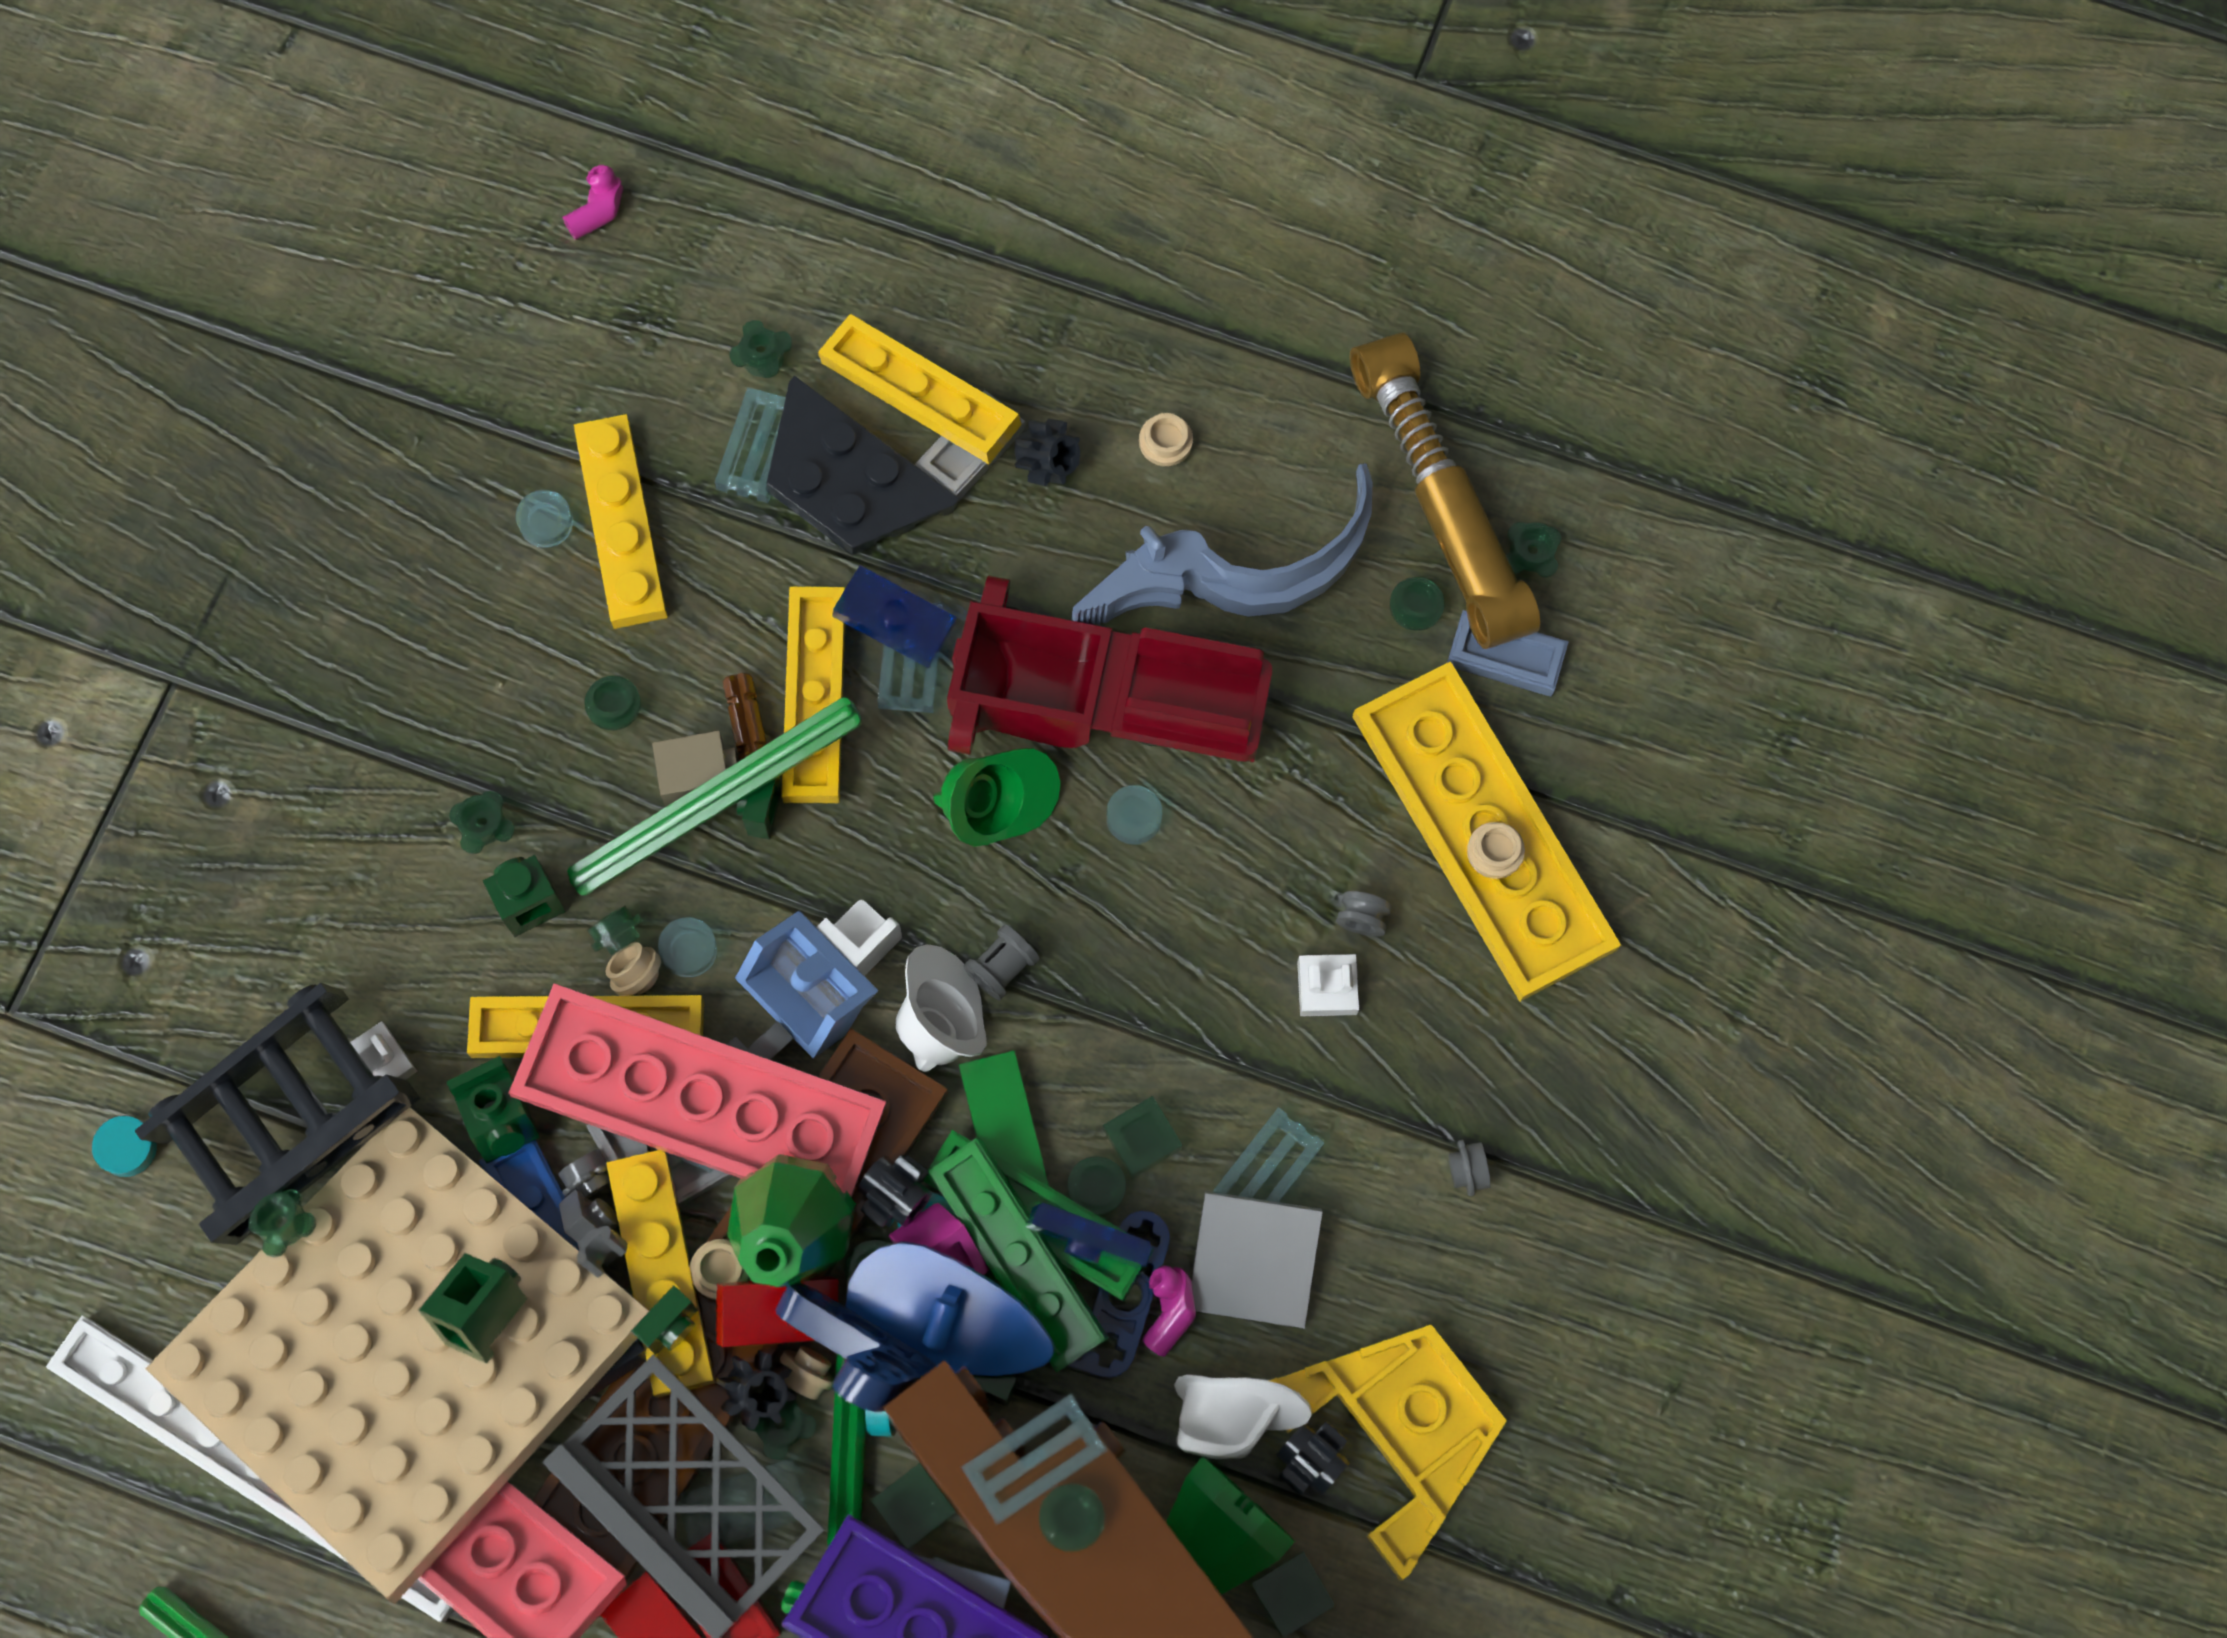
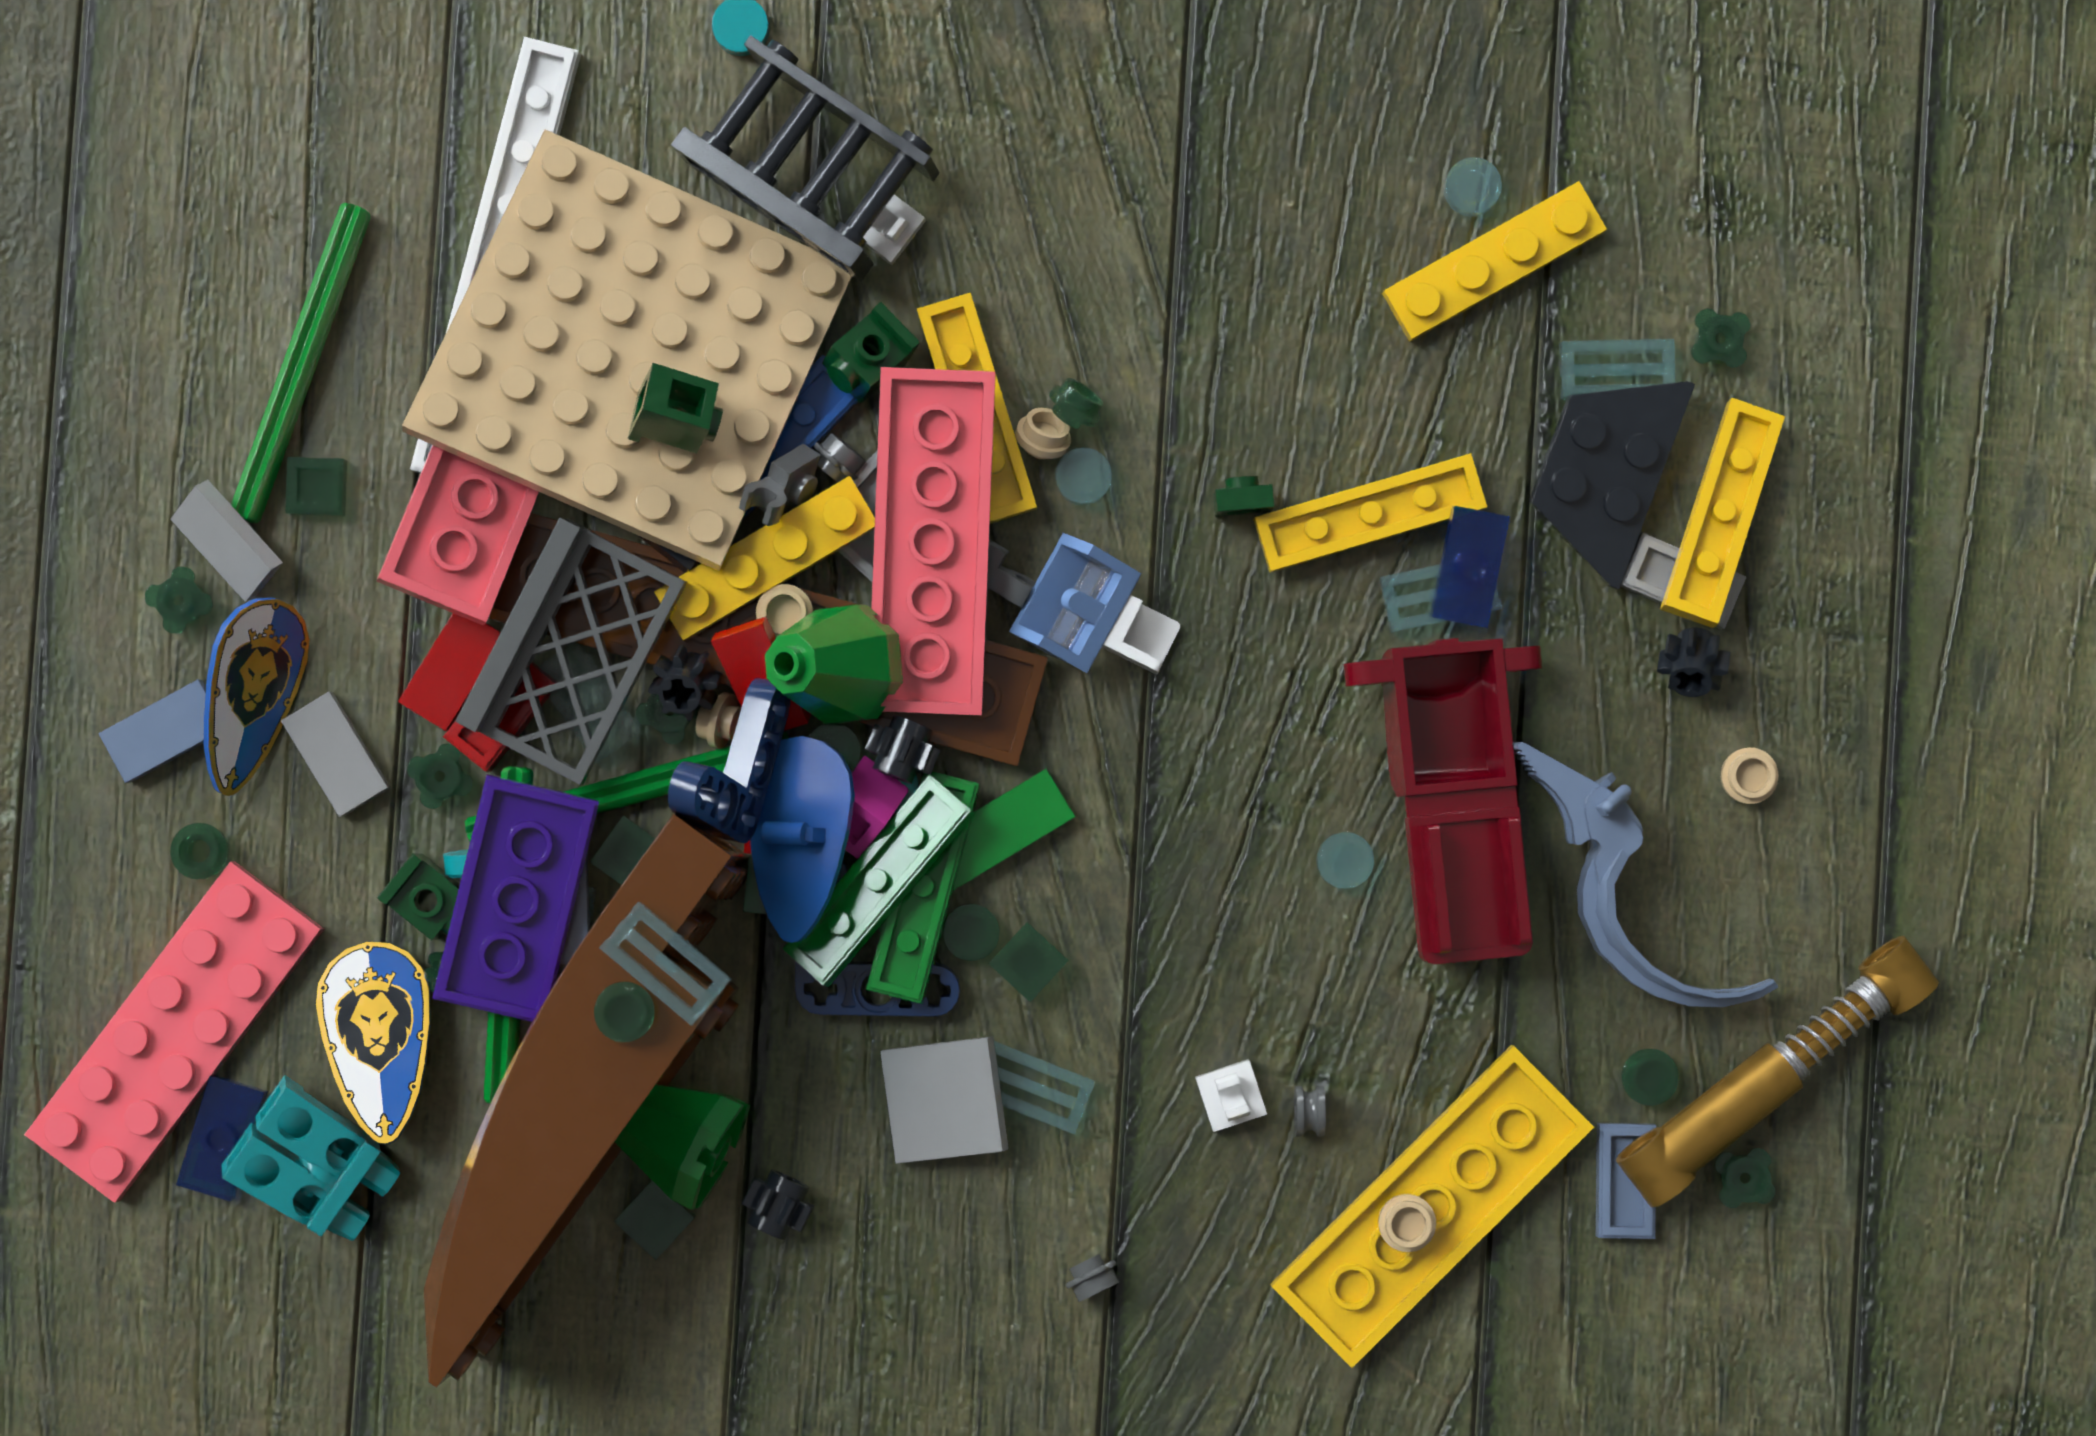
camera: 75 degrees right, 15 degrees up
(272, 1212) = (710, 187): clear green plate -> none
(470, 811) = (1148, 223): clear green plate -> none
(518, 894) = (1084, 305): dark green brick -> none
(601, 204) = (1834, 121): dark pink arm -> none
(612, 703) = (1302, 321): clear green plate -> none
(666, 1322) = (714, 585): dark green plate -> none
(690, 762) = (1255, 426): dark tan brick -> none
(714, 796) = (1229, 457): axle -> none
(744, 713) = (1319, 458): reddish brown axle -> none
(941, 1009) = (1092, 738): white piece -> none
(999, 795) = (1317, 725): green piece -> none
(1001, 962) = (1156, 778): dark grey bush -> none
(1087, 1238) = (904, 943): clear blue plate -> none
(1177, 1306) = (876, 1042): dark pink arm -> none
(1231, 1414) = (785, 1120): white piece -> none
(1422, 1418) = (848, 1290): yellow wing -> none

